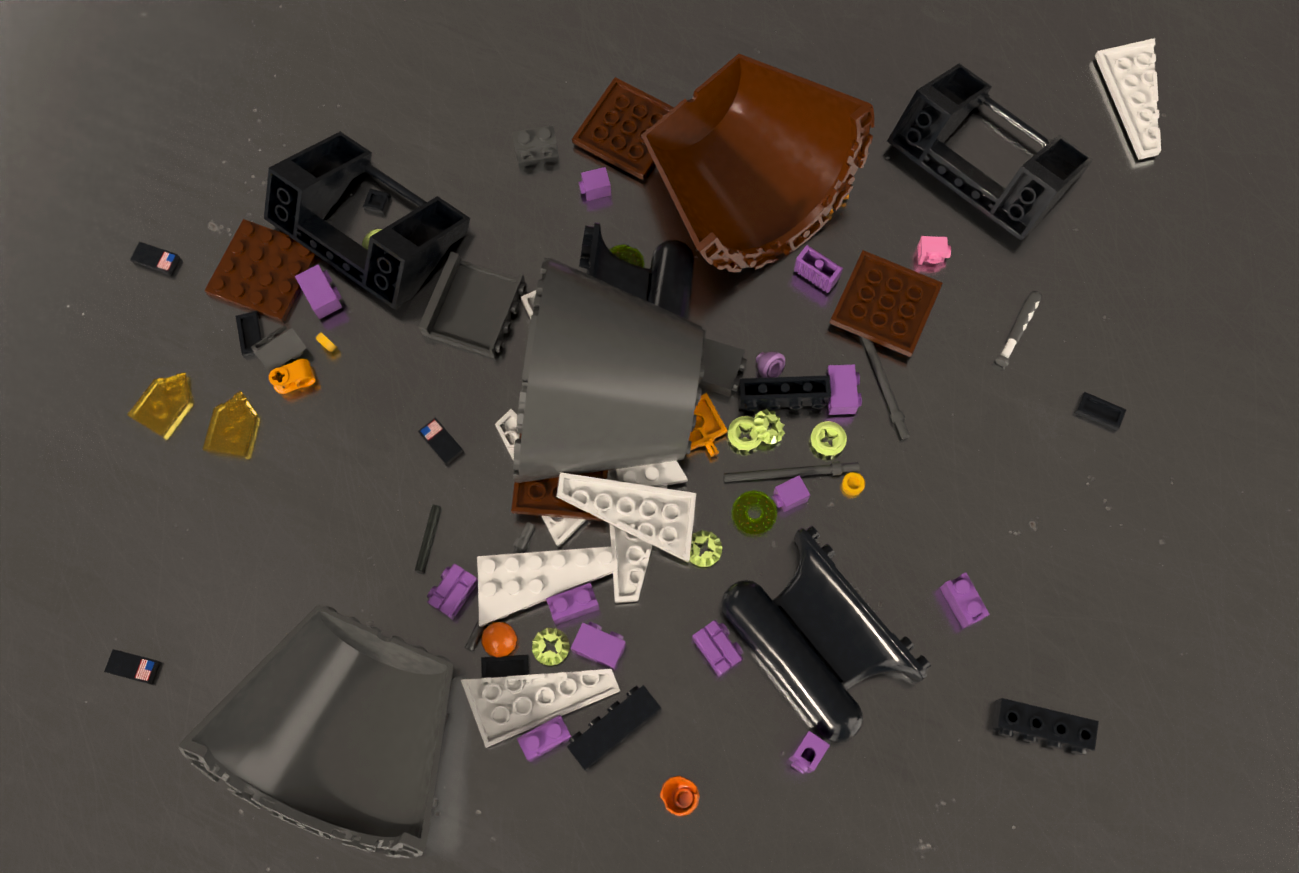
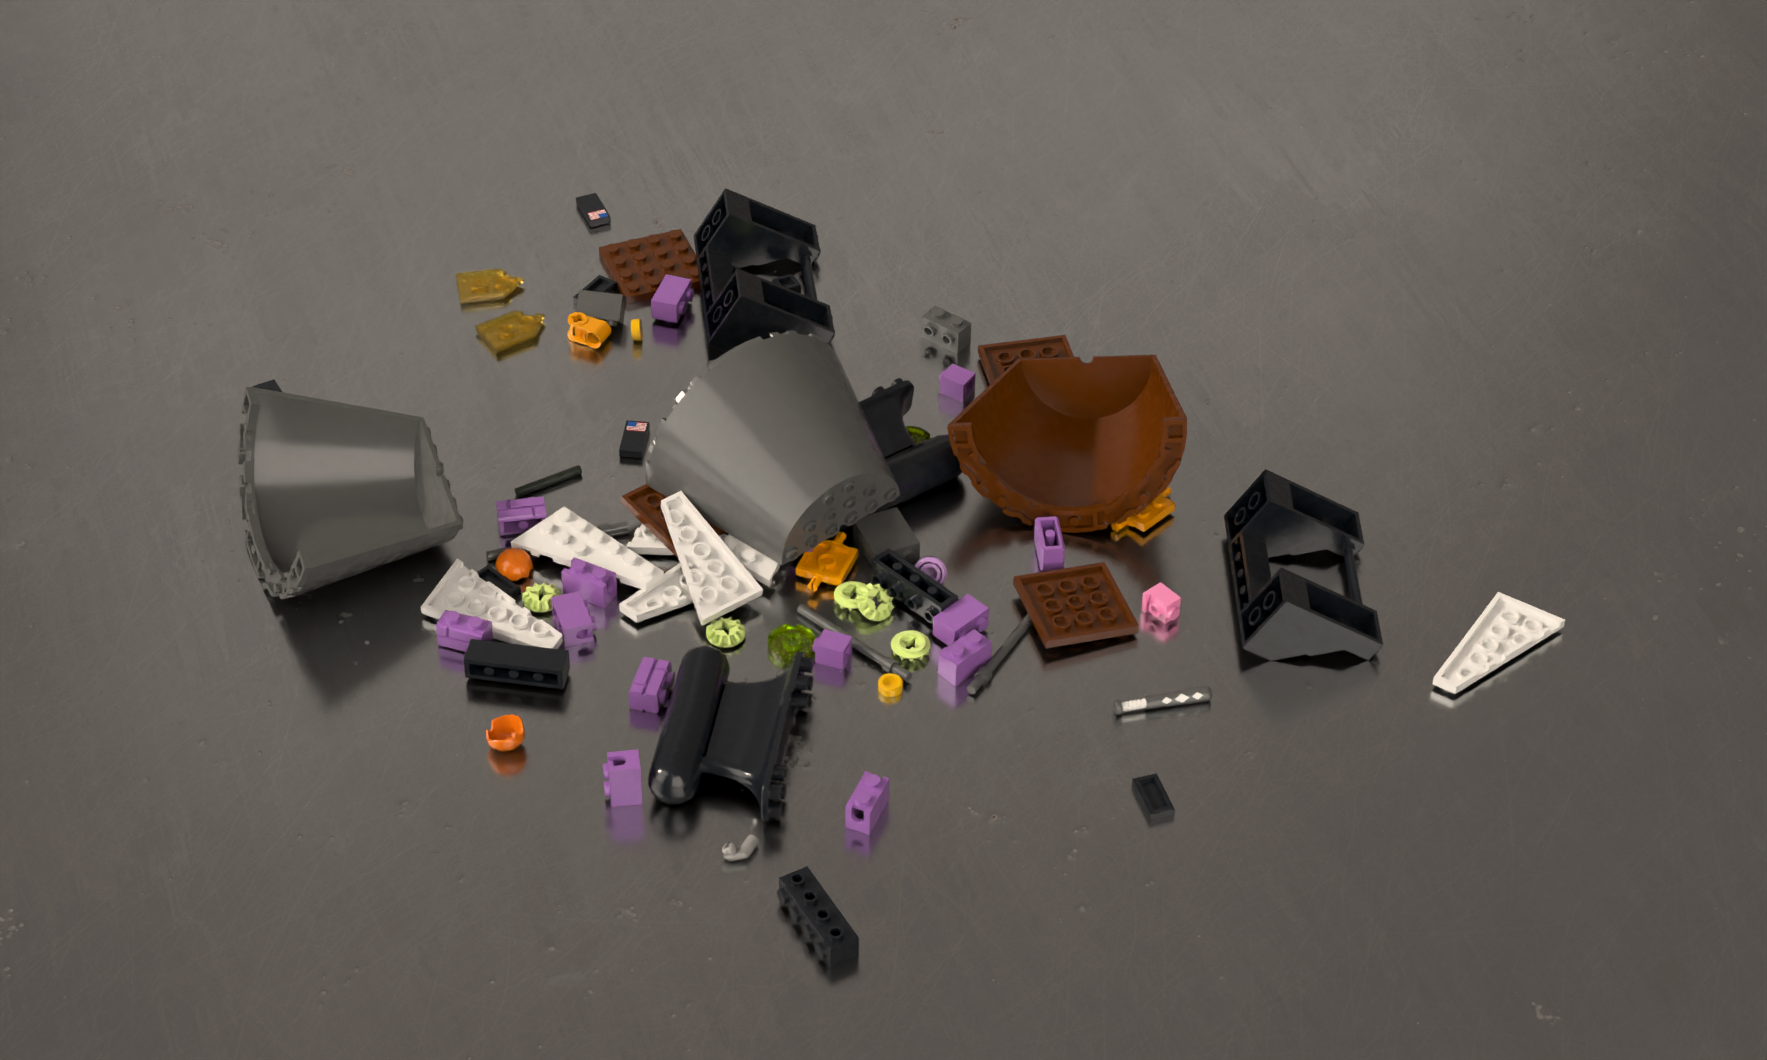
camera: 45 degrees right, 30 degrees down
(877, 416) = (964, 657): none -> medium lavender brick
(933, 722) = (741, 852): none -> light grey arm

